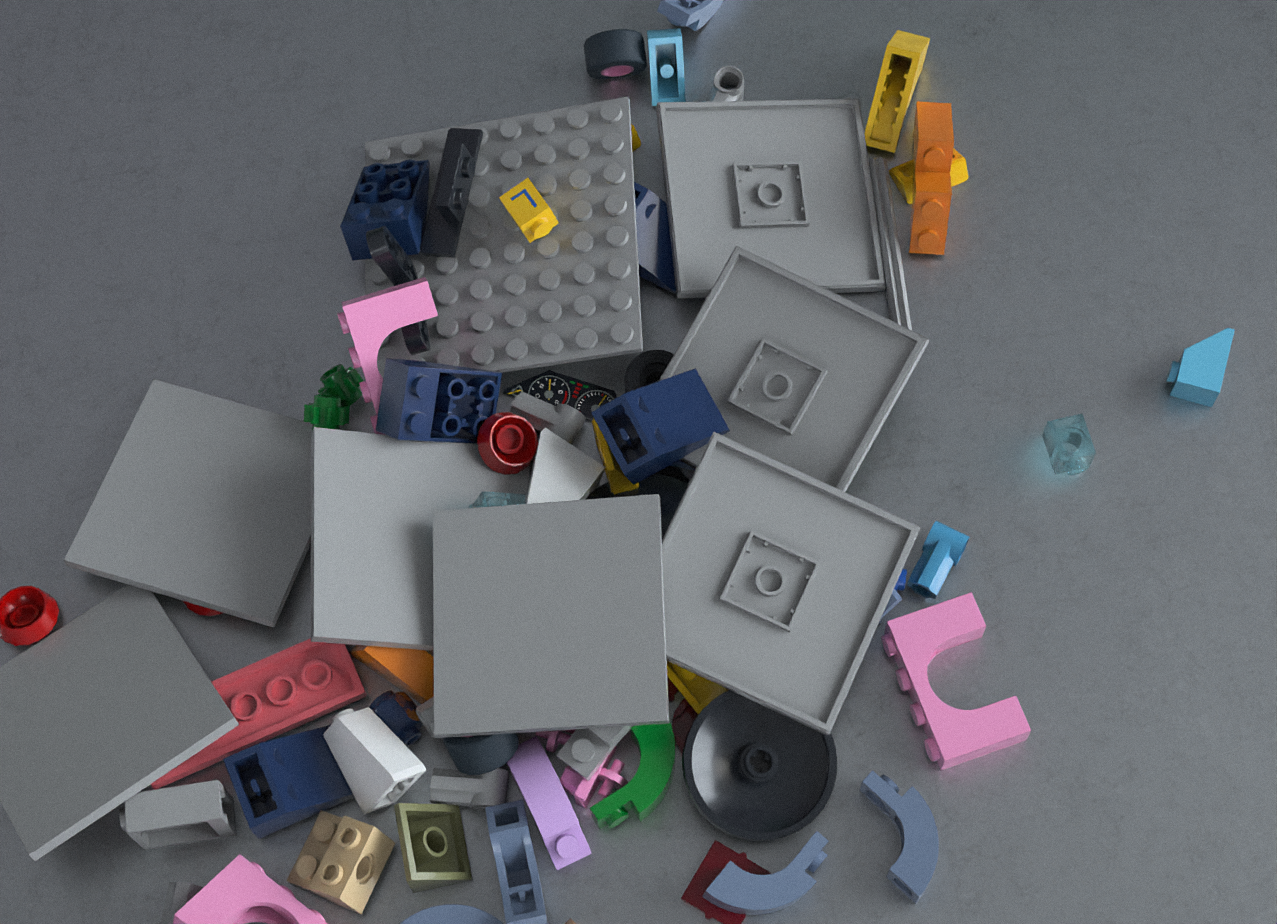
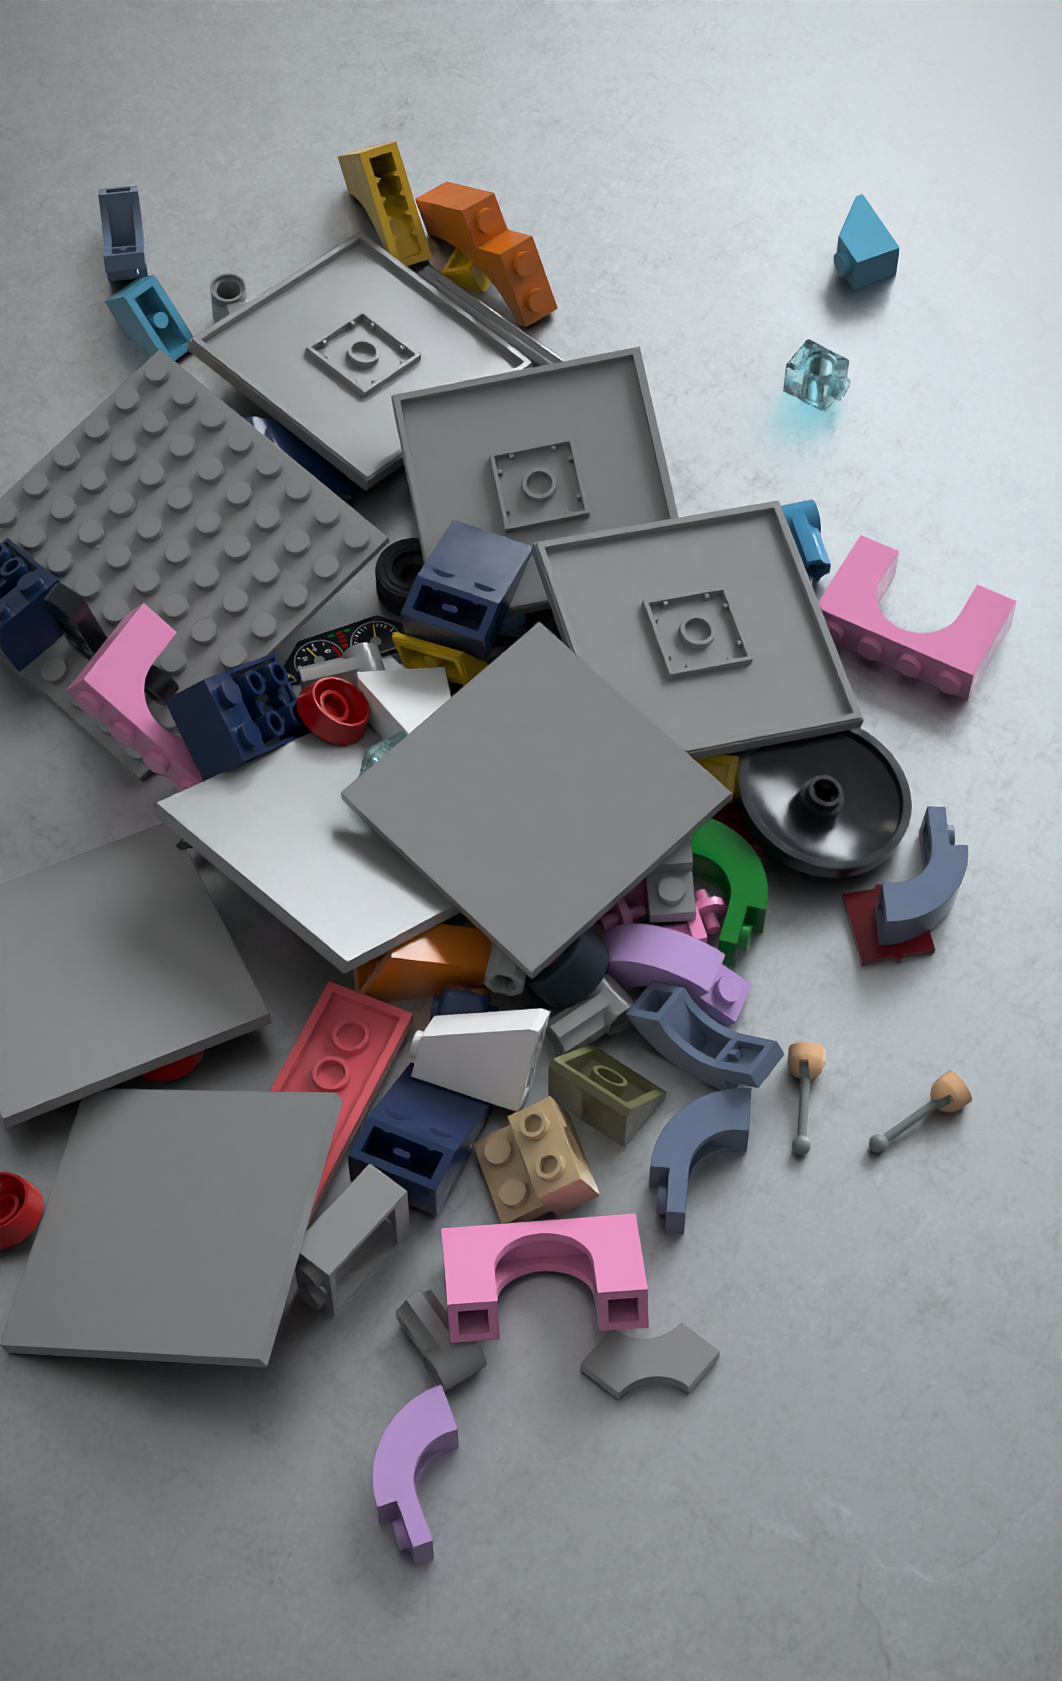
camera: 45 degrees left, 10 degrees down
(326, 412) = (132, 811): green gear -> none
(342, 383) = (118, 785): green gear -> none
(451, 192) = (64, 540): black bracket -> none
(529, 210) = (165, 498): yellow brick -> none
(615, 54) = (95, 339): black wheel -> none
(916, 830) = (1000, 752): sand blue arch -> none

